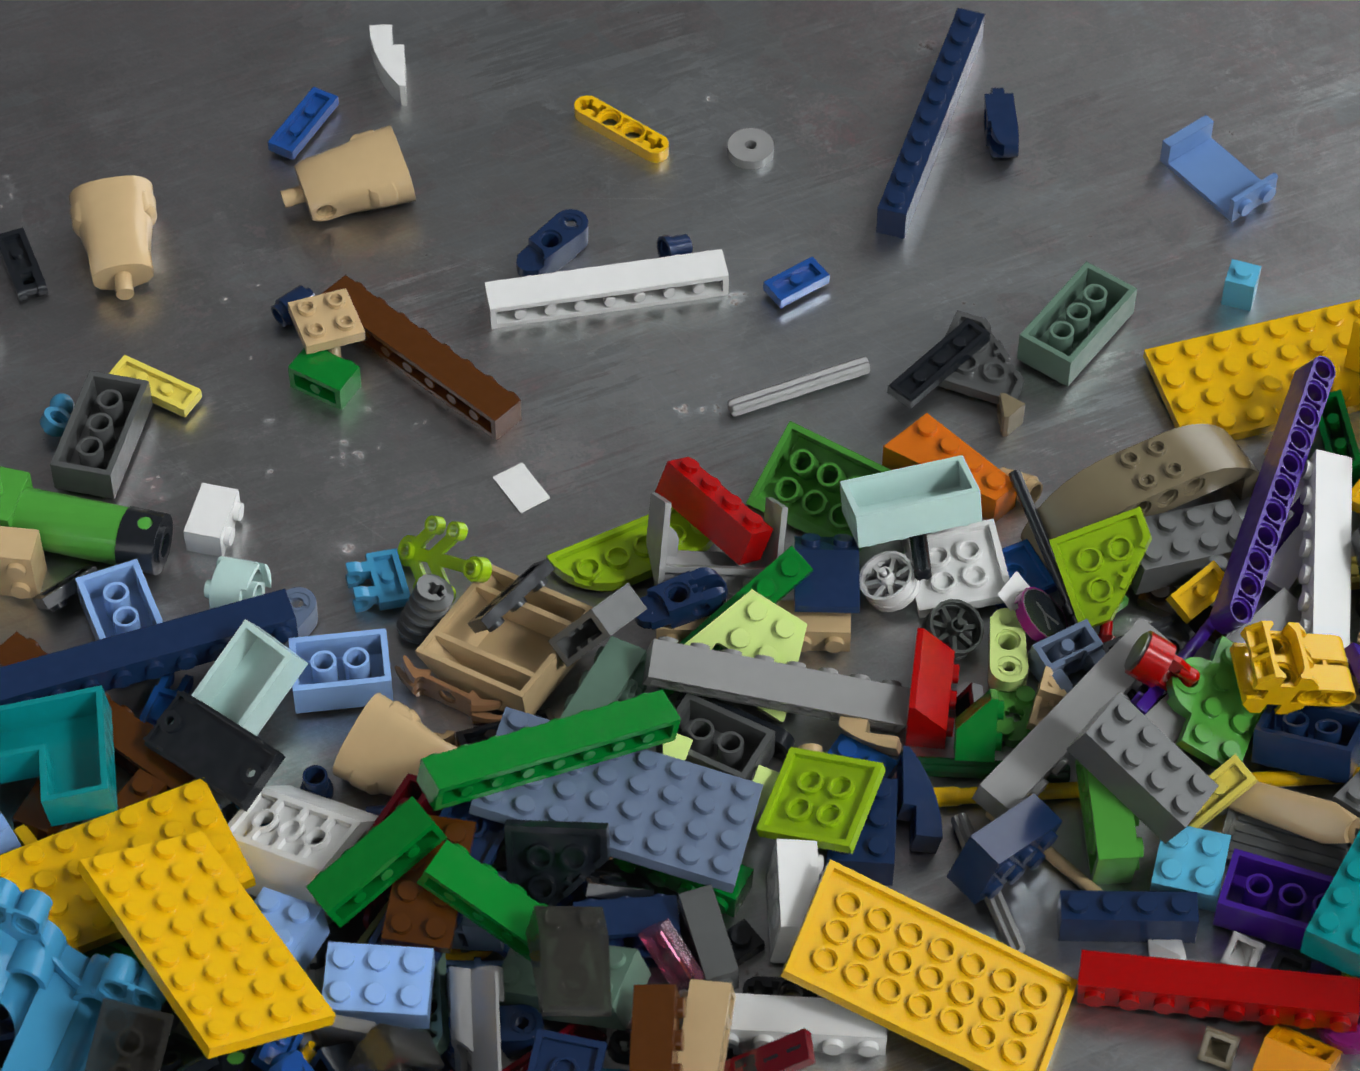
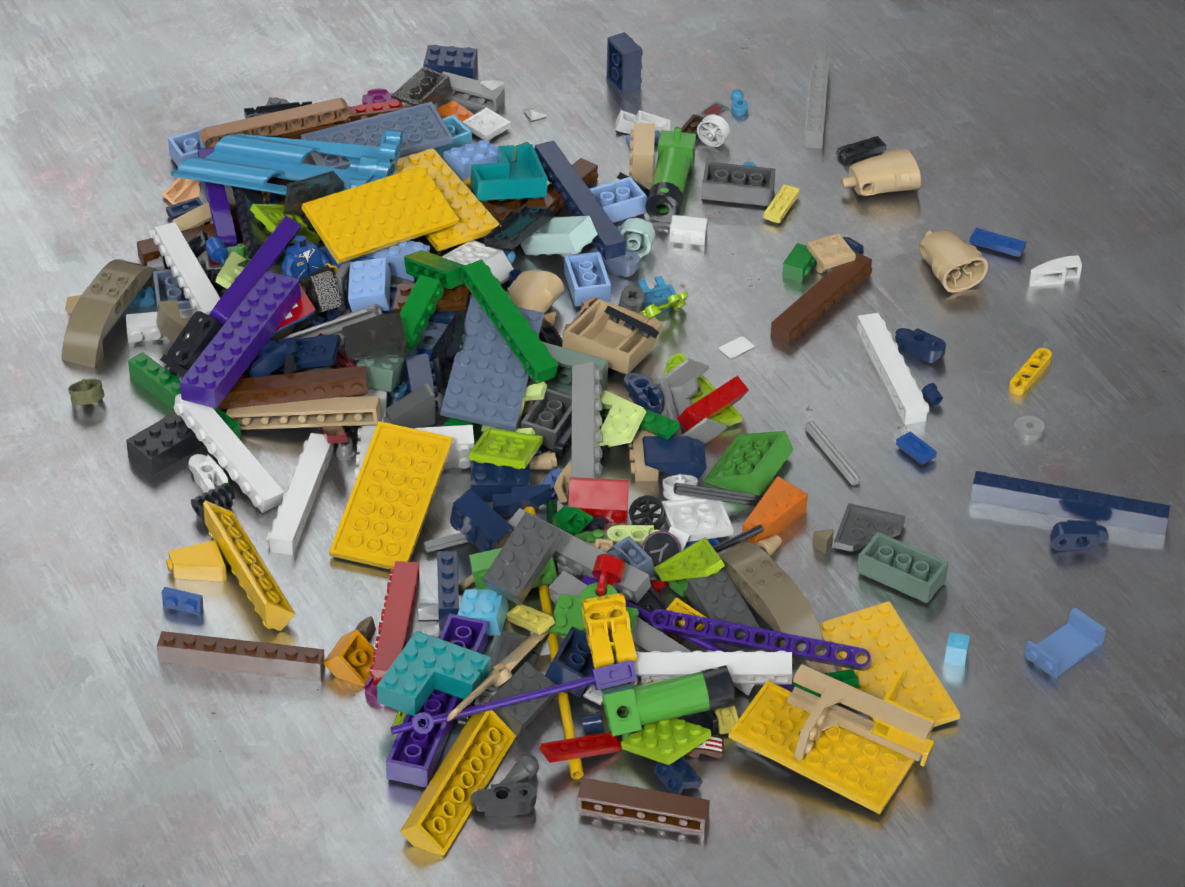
camera: 85 degrees right, 10 degrees down
(597, 624) = (615, 352): dark grey slope -> none
(671, 954) = (400, 386): clear pink plate -> none
(911, 501) = (725, 476): light aqua piece -> none
(939, 363) = (856, 505): black tile -> none

